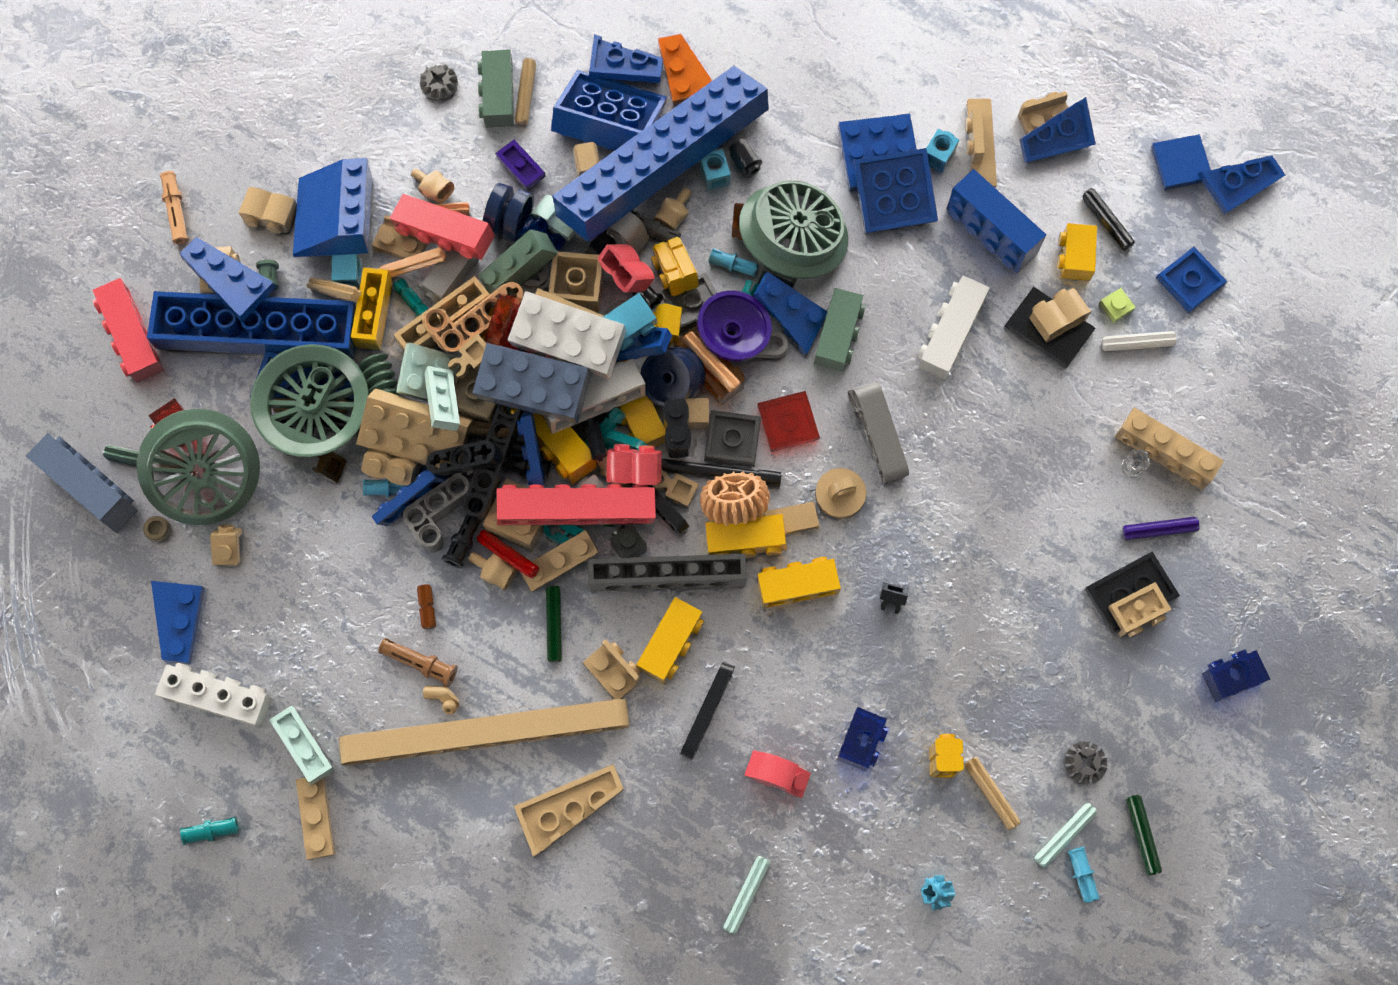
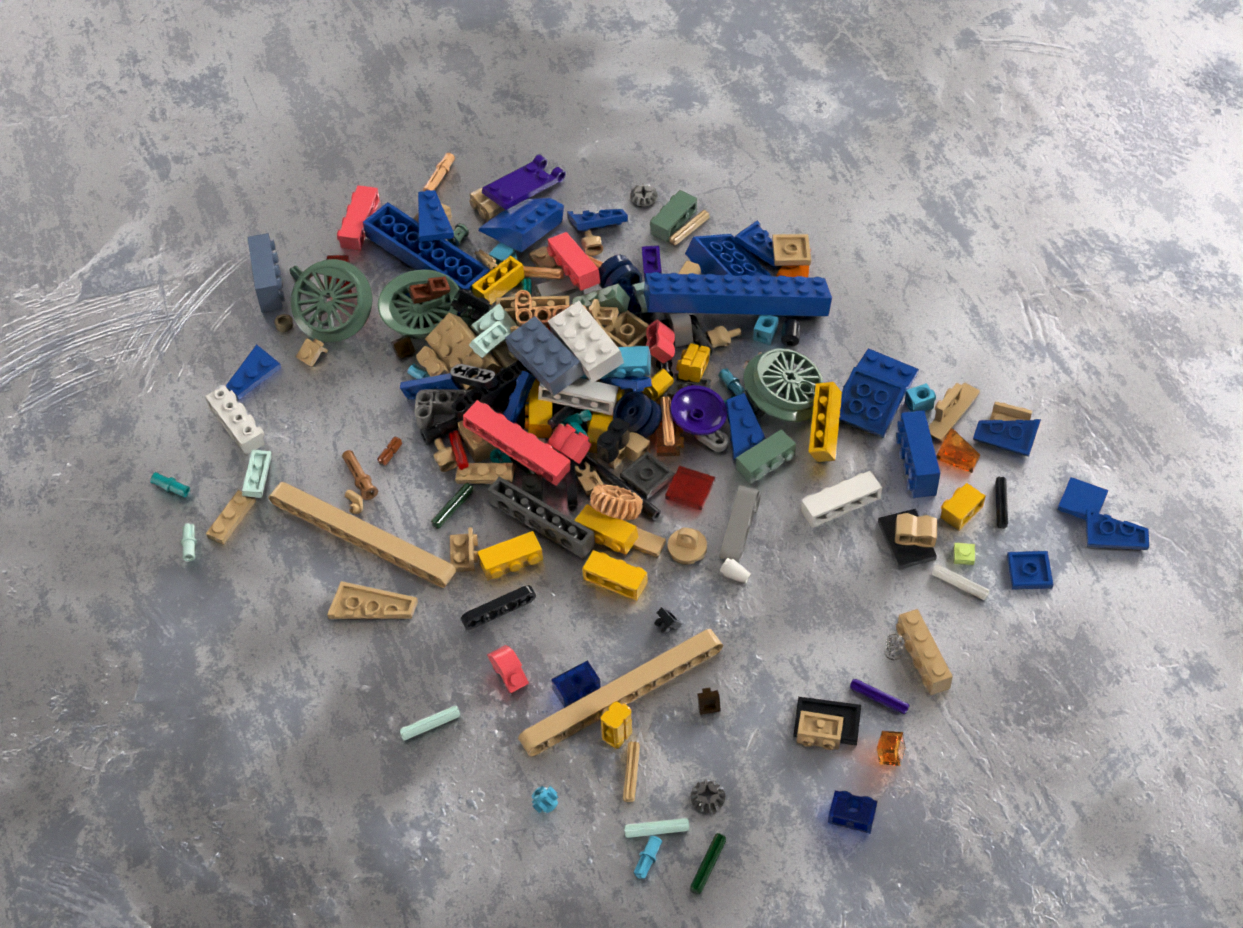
camera: 40 degrees right, 20 degrees down
(289, 159) = (523, 183): none -> dark purple hinge
(295, 883) = (188, 542): none -> light aqua axle
(312, 379) = (433, 289): none -> copper slope
(370, 368) = (466, 297): none -> black hinge
(409, 154) = (599, 220): none -> blue wing
(537, 276) = (605, 315): none -> tan bracket
(668, 51) = (791, 249): none -> tan plate
(873, 247) = (825, 422): none -> yellow brick
(912, 715) = (622, 690): none -> tan beam
(913, 489) = (735, 571): none -> white cone
(1007, 658) = (708, 701): none -> dark brown tile
(1023, 187) = (958, 452): none -> clear orange wing
(1221, 580) = (891, 748): none -> clear orange brick

